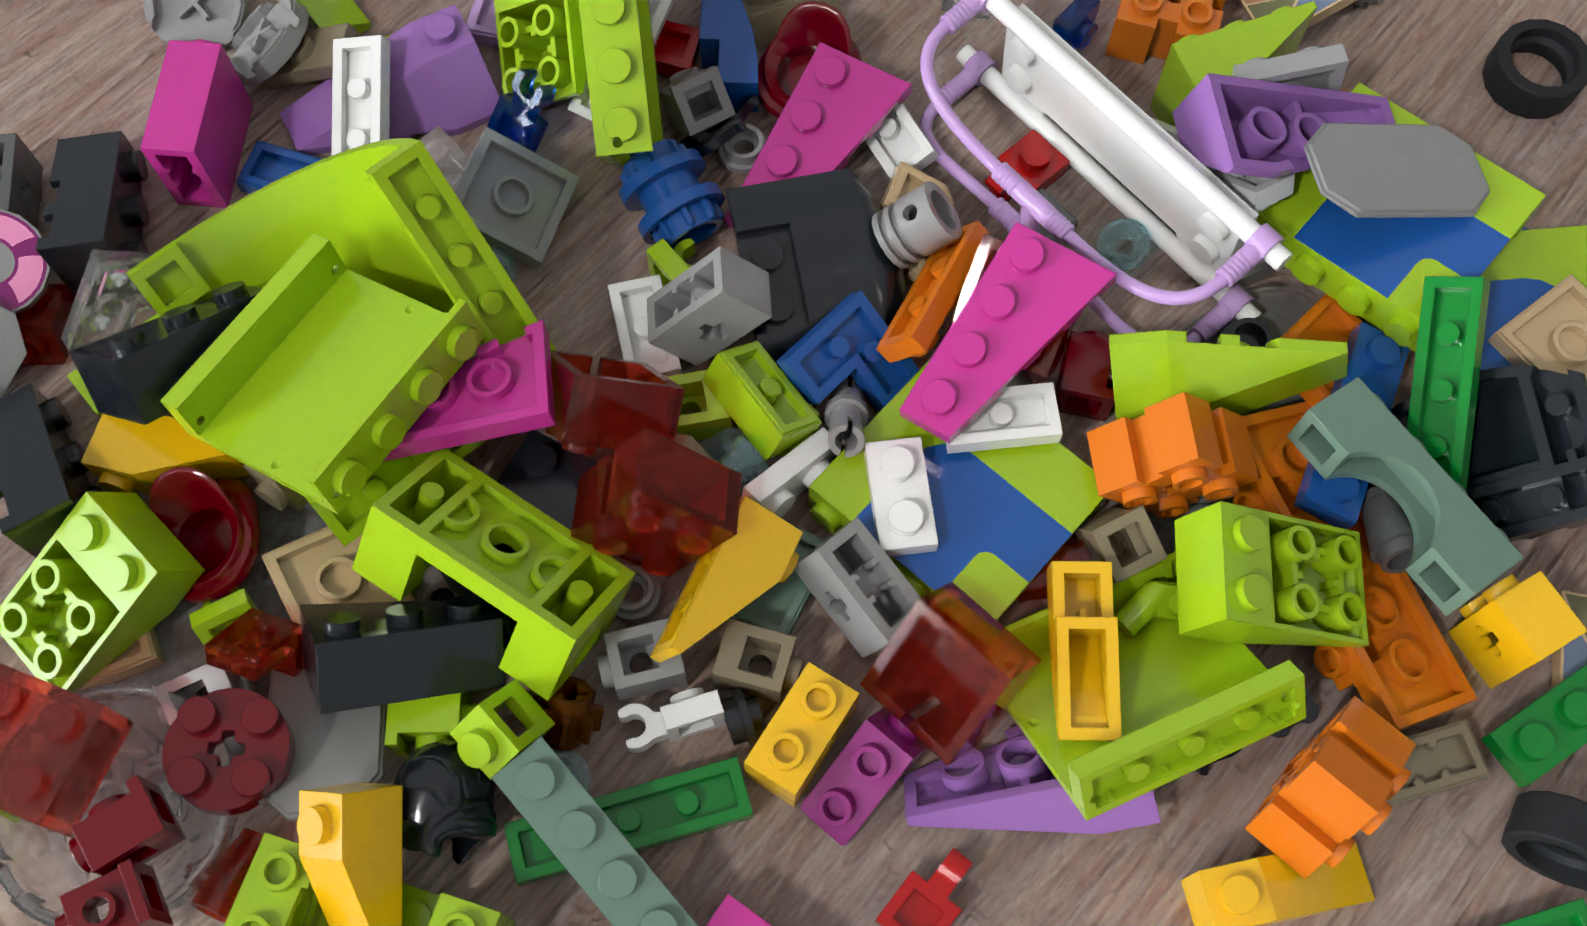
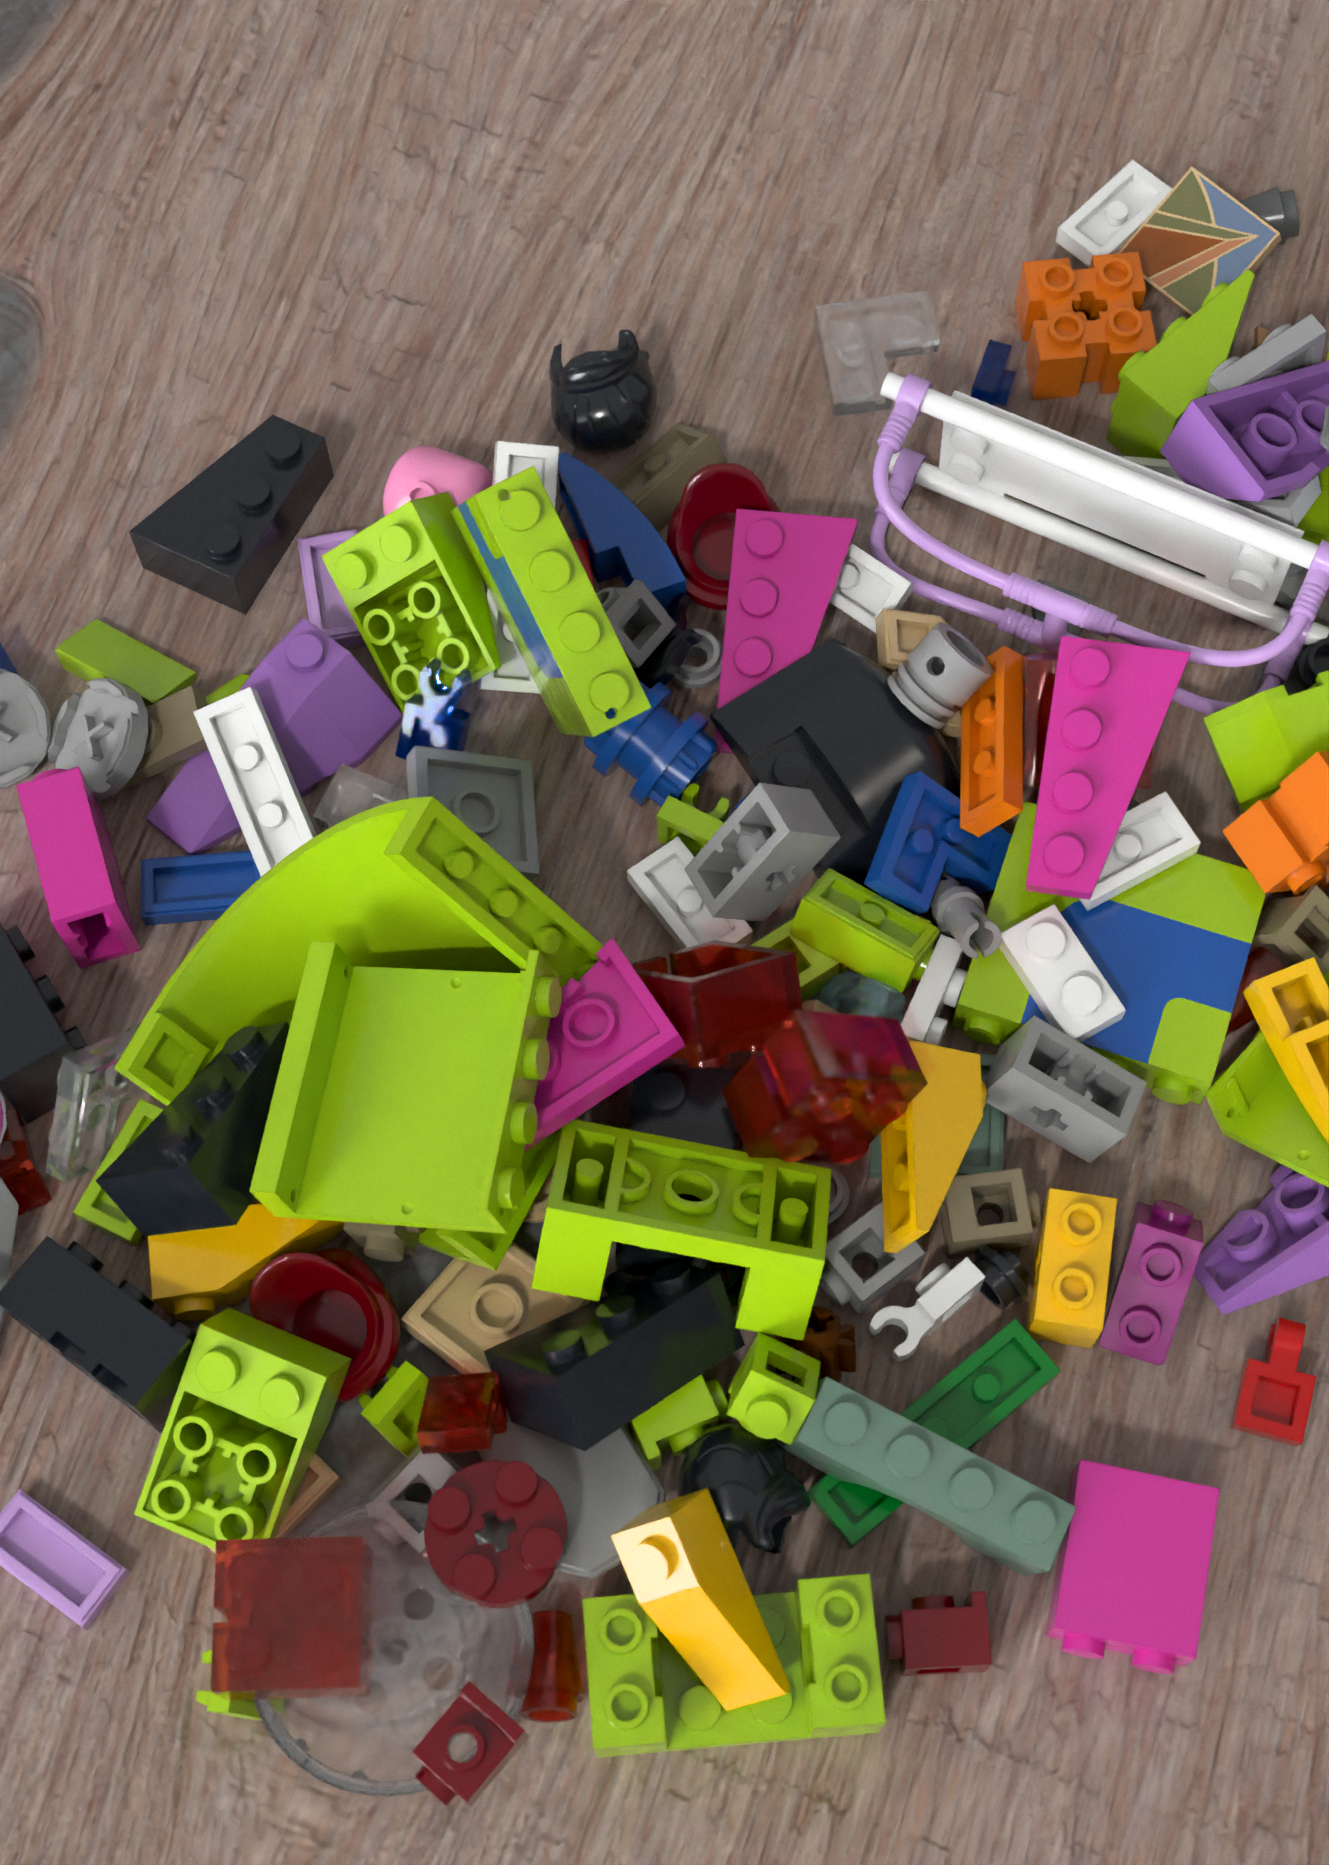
camera: 20 degrees left, 0 degrees up
(126, 828) = (436, 1659): dark red brick -> none
(961, 658) = (1201, 1123): clear red piece -> none
(1035, 162) = (1016, 550): red plate -> none
(1086, 376) = (1187, 767): dark red brick -> none
(1119, 230) = (1158, 590): clear light blue plate -> none

